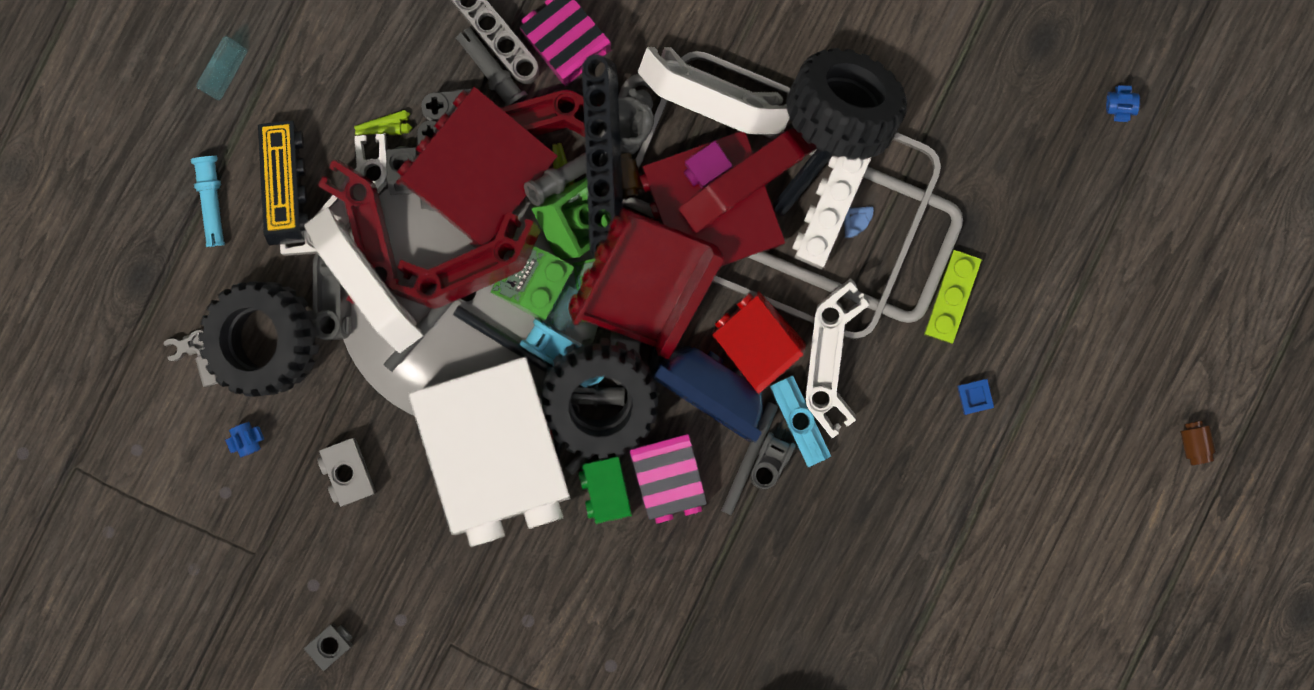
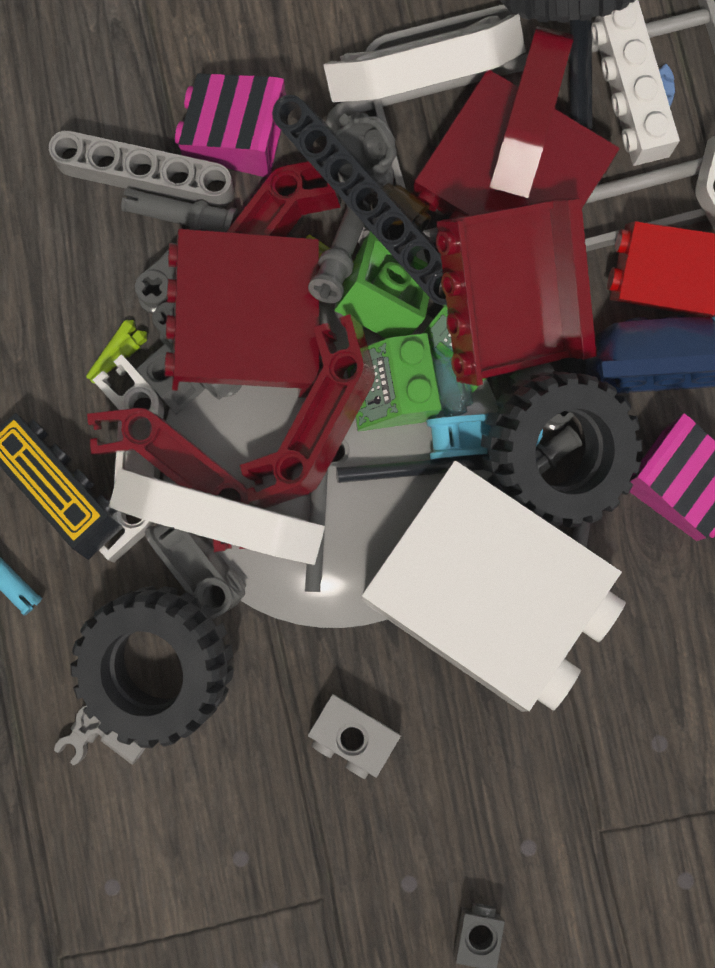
camera: 40 degrees left, 5 degrees down
(244, 439) = (218, 786): blue gear -> none
(606, 490) = (639, 542): green brick -> none
(707, 165) = (482, 125): magenta brick -> none

